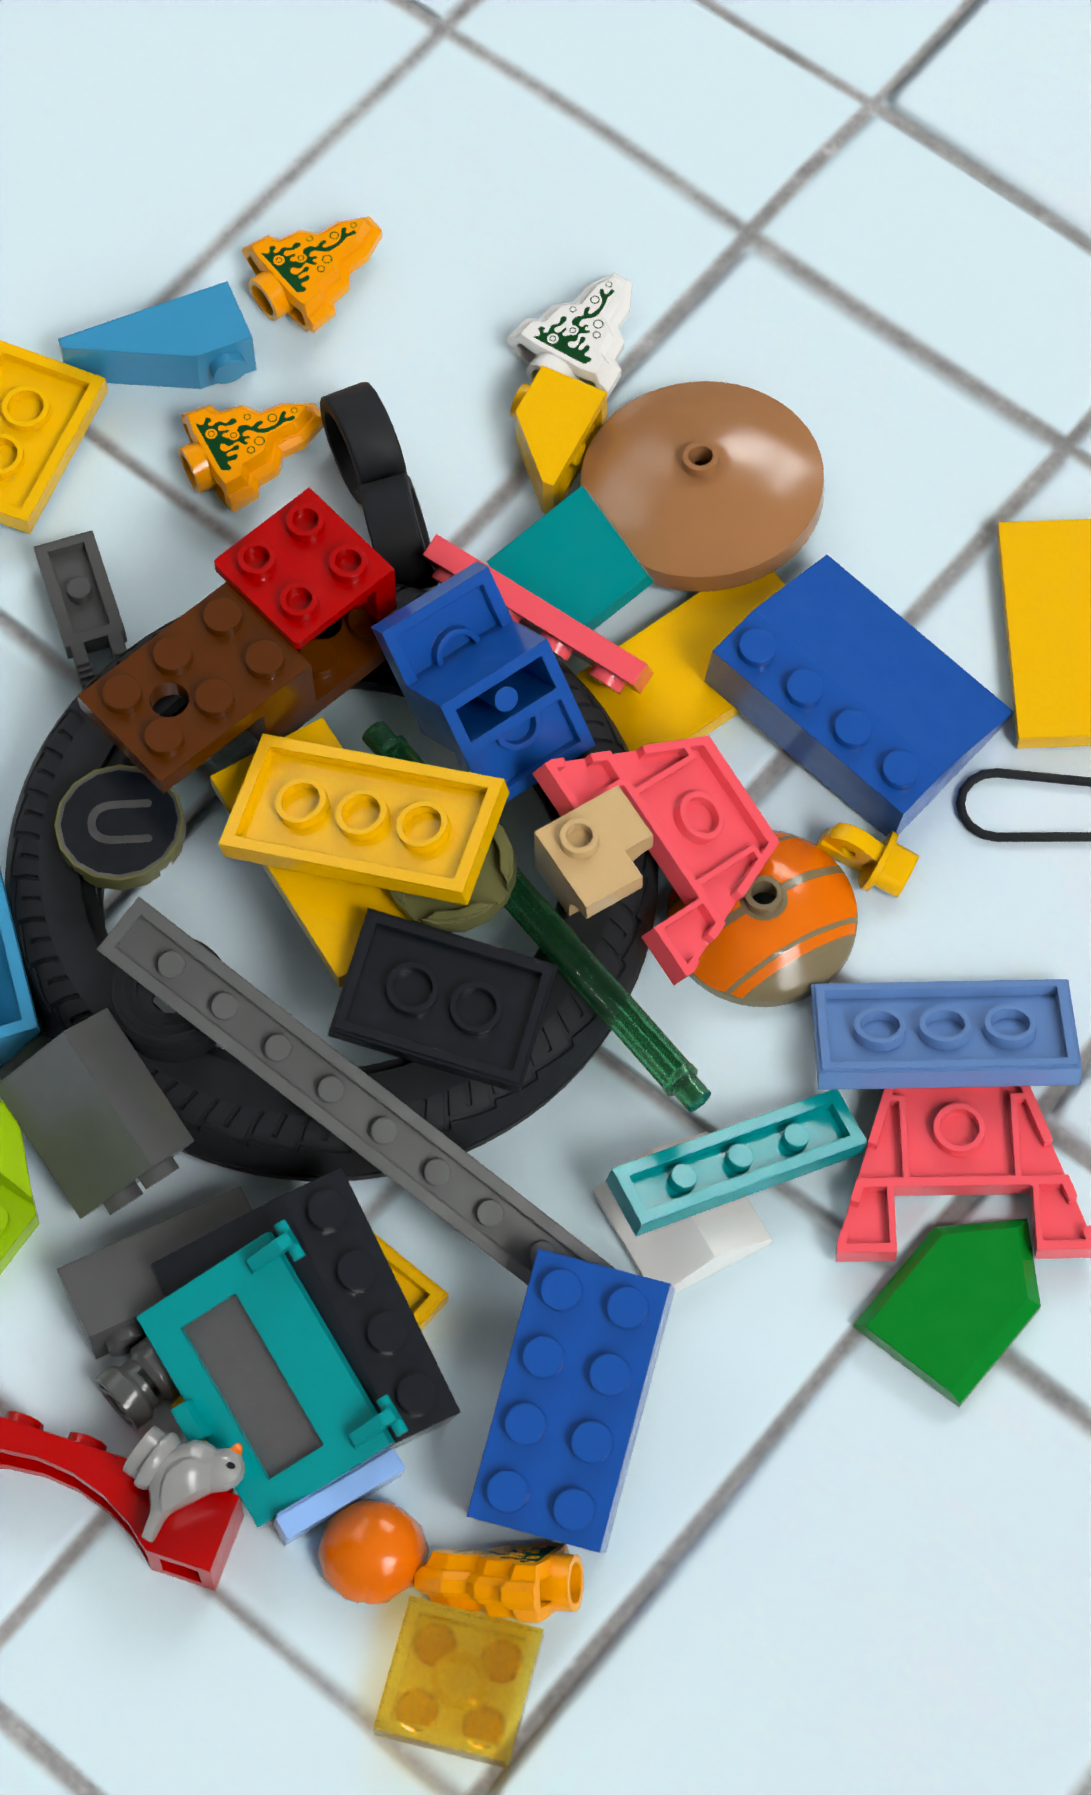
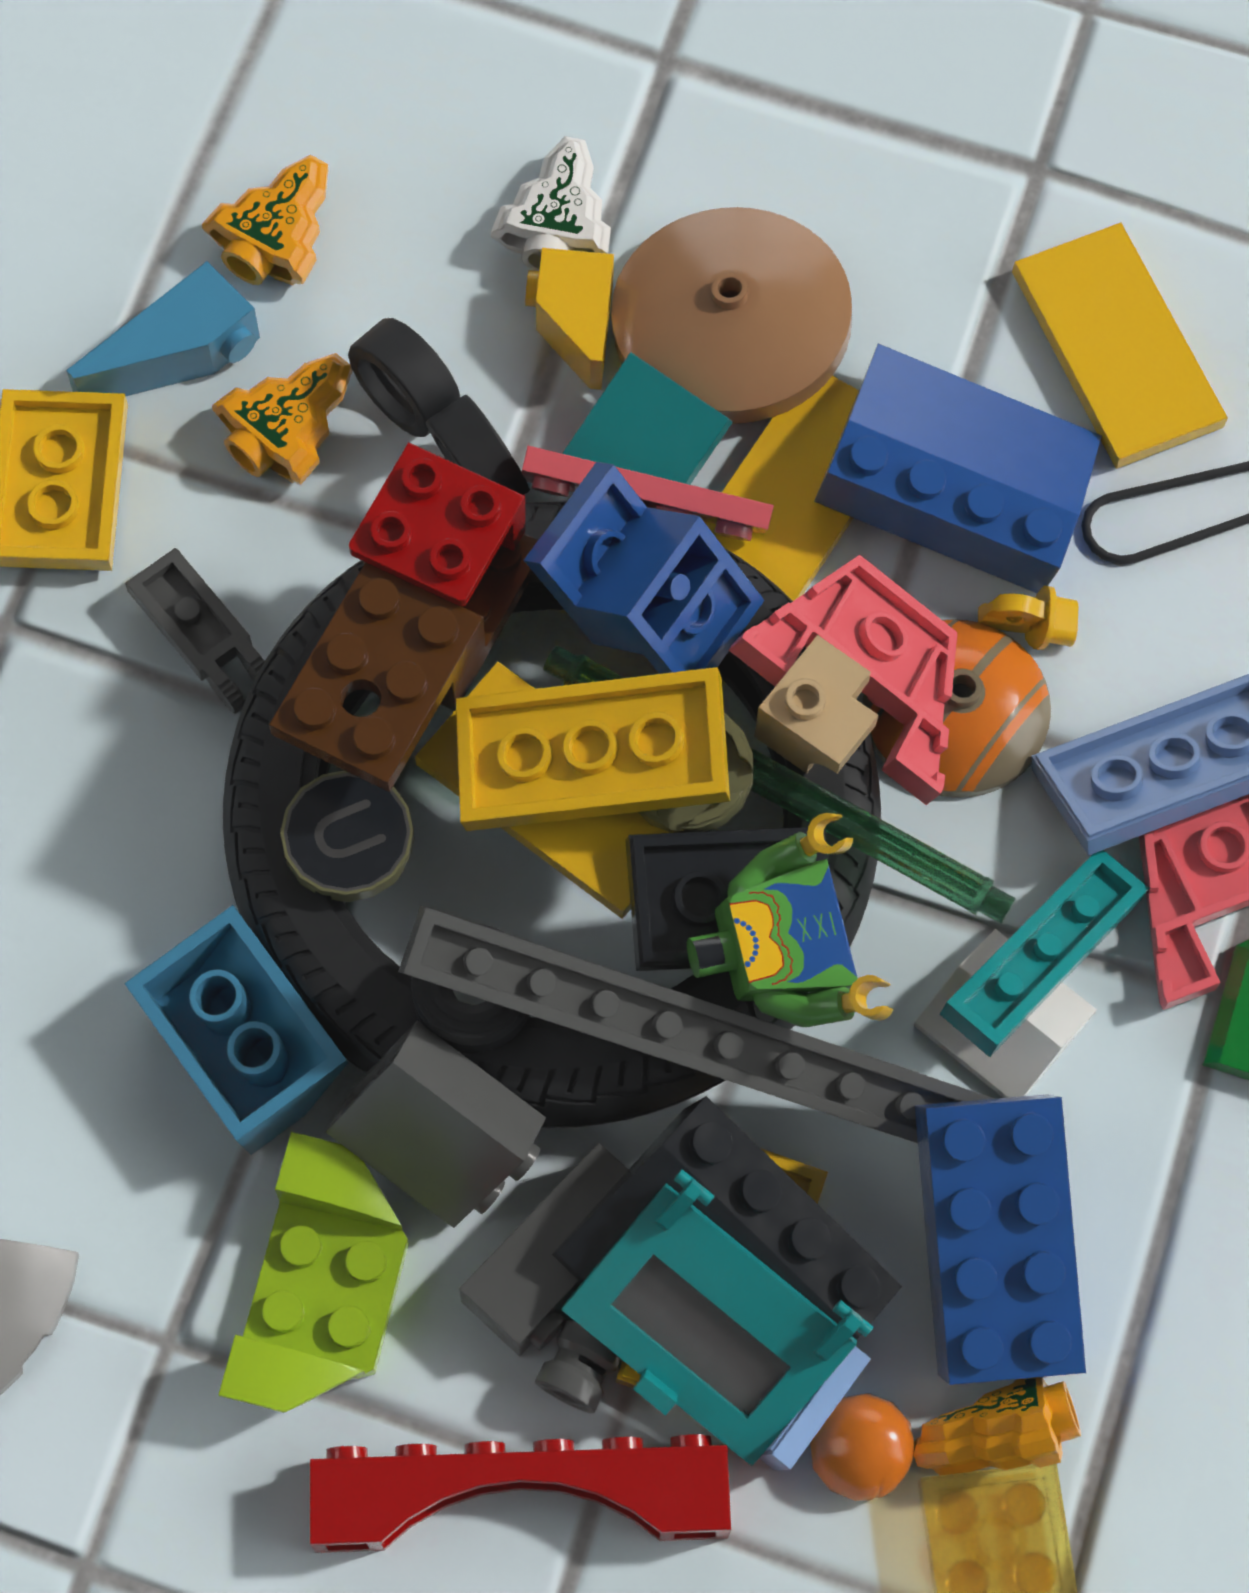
camera: 25 degrees left, 5 degrees up
(180, 1473) = (671, 1447): light grey animal -> none
(472, 1044) = (788, 937): none -> torso

